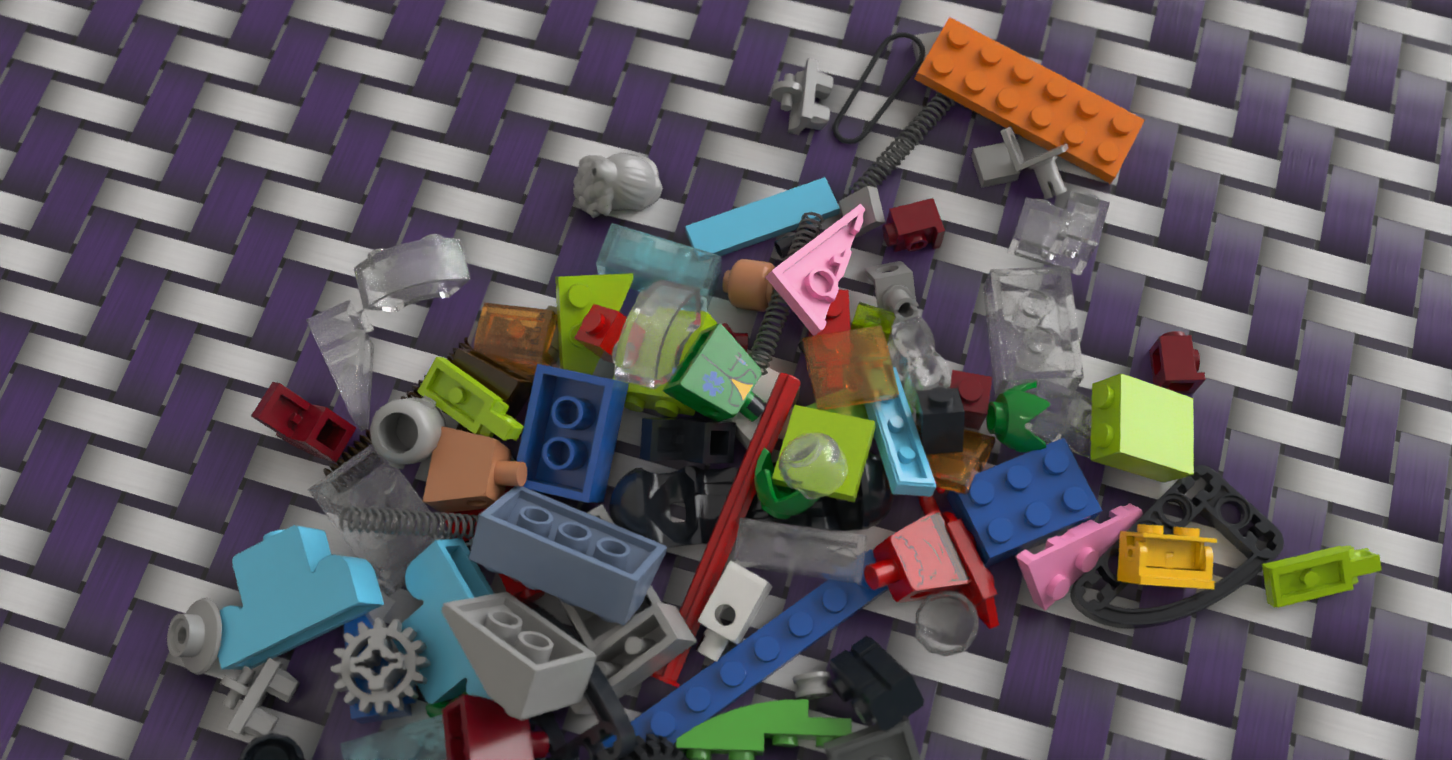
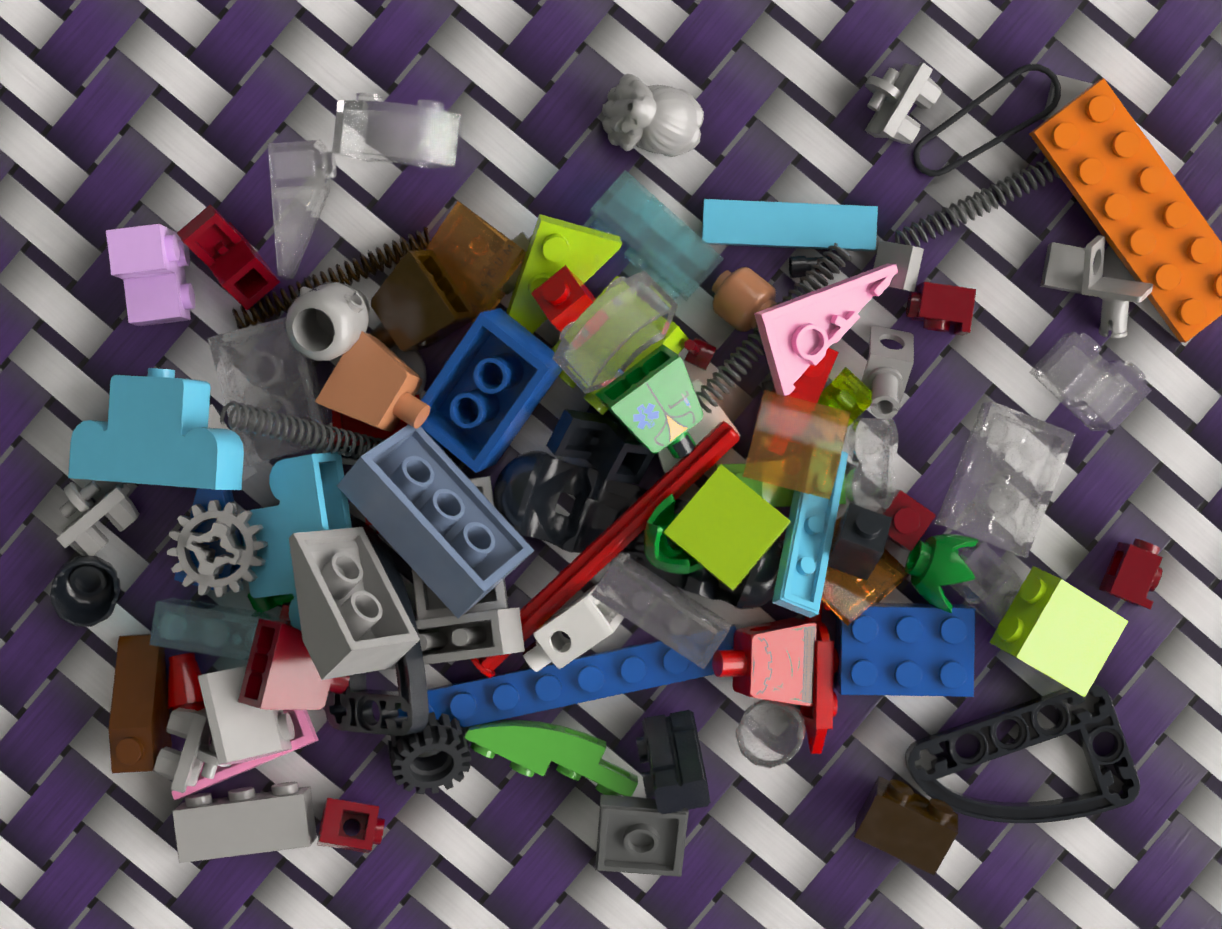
camera: 25 degrees right, 20 degrees up
(196, 636) = (55, 432): light grey piece -> none
(239, 459) = (152, 272): none -> lavender brick
(468, 401) = (398, 317): lime hinge -> none
(812, 685) = (618, 731): light grey bush -> none
(813, 465) = (707, 543): clear hair -> none
(1072, 555) = (930, 720): bright pink wing -> none
(1105, 651) = (907, 824): none -> dark brown brick
(1165, 559) = (1011, 766): yellow hinge -> none
(1317, 574) = (1153, 839): lime hinge -> none

